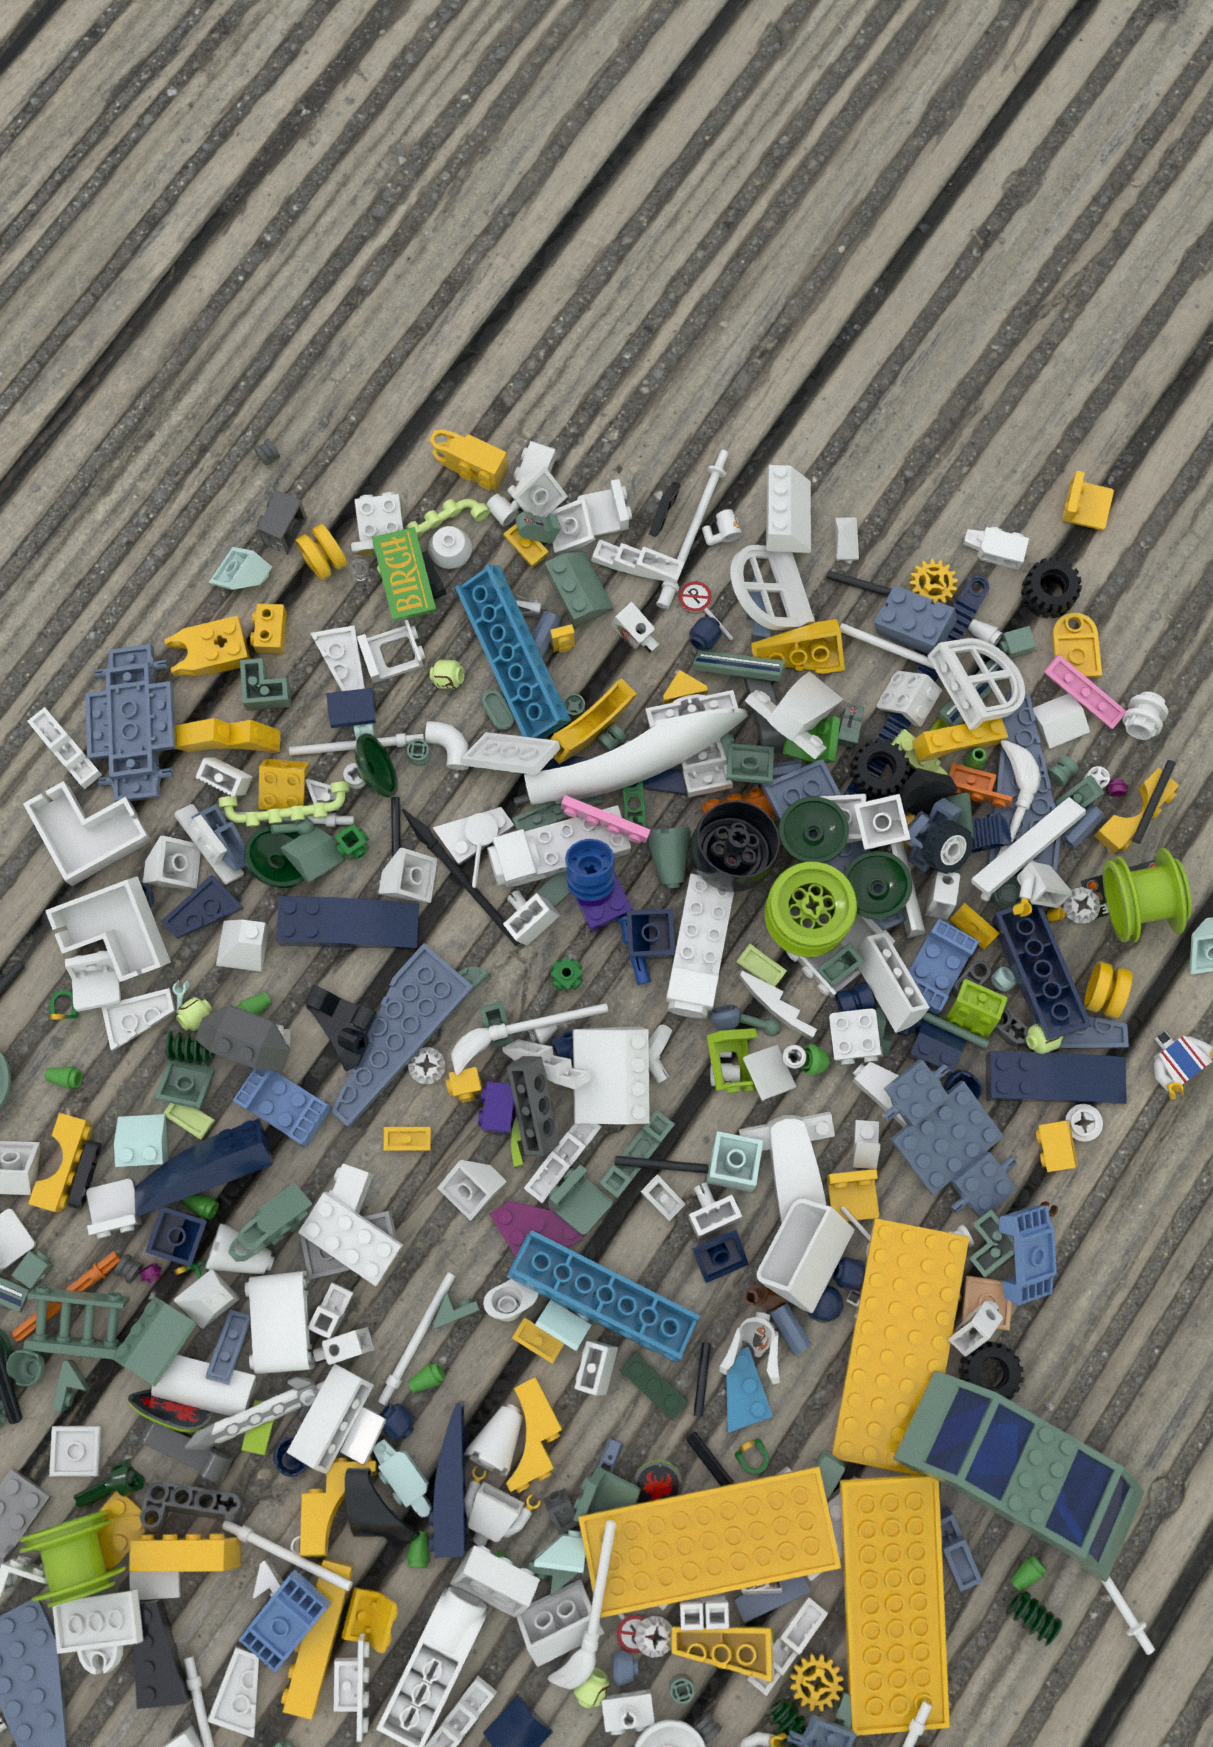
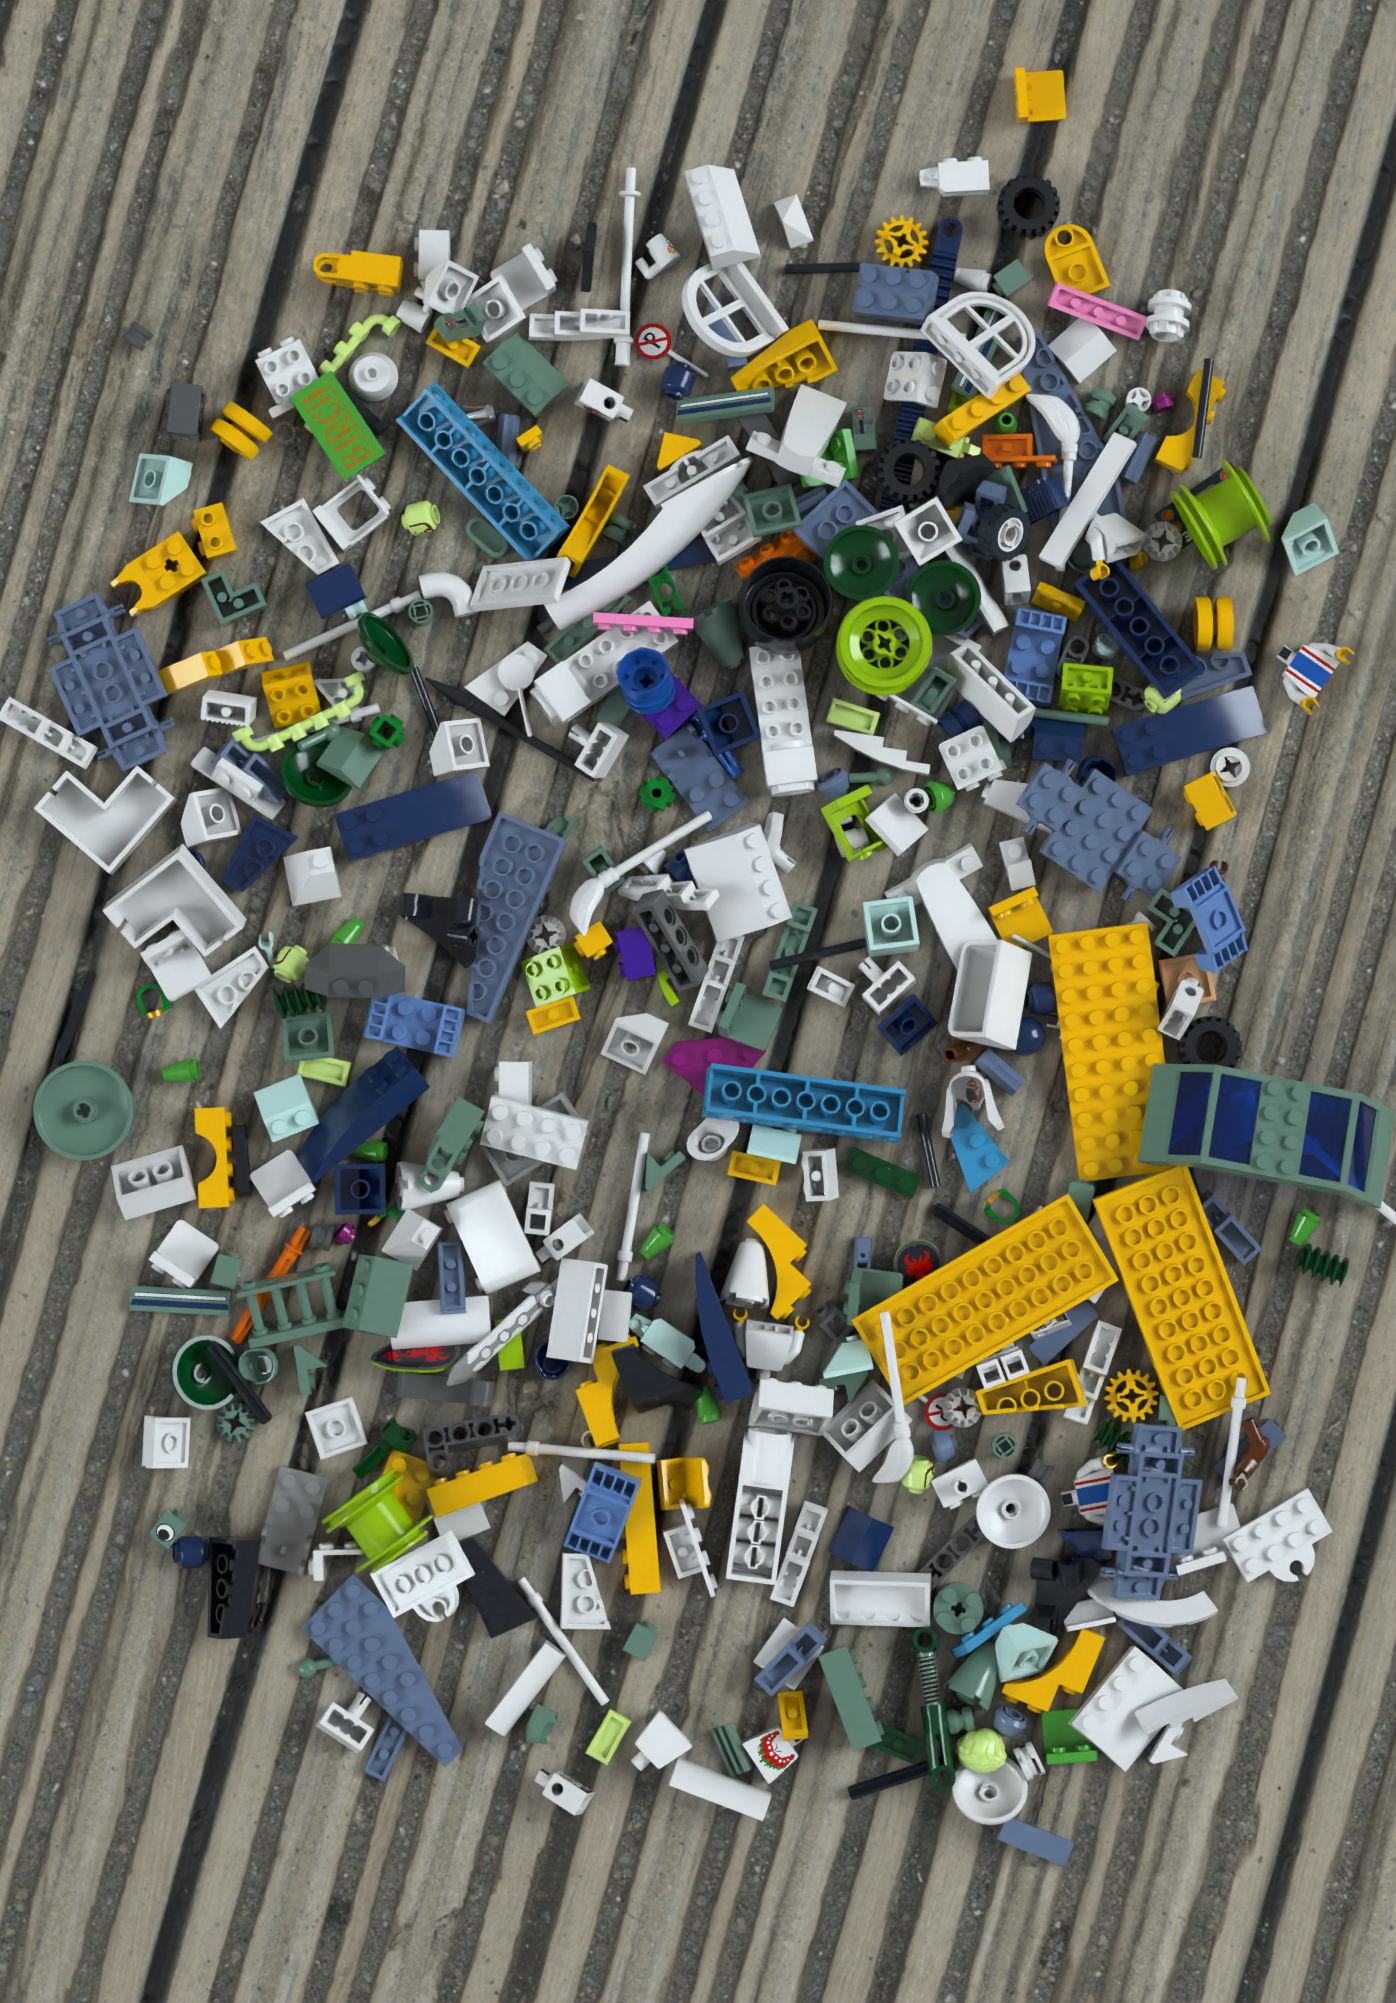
camera: 20 degrees left, 10 degrees up
(422, 1103) = (555, 974): none -> lime bracket
(609, 972) = (698, 776): none -> sand blue hinge

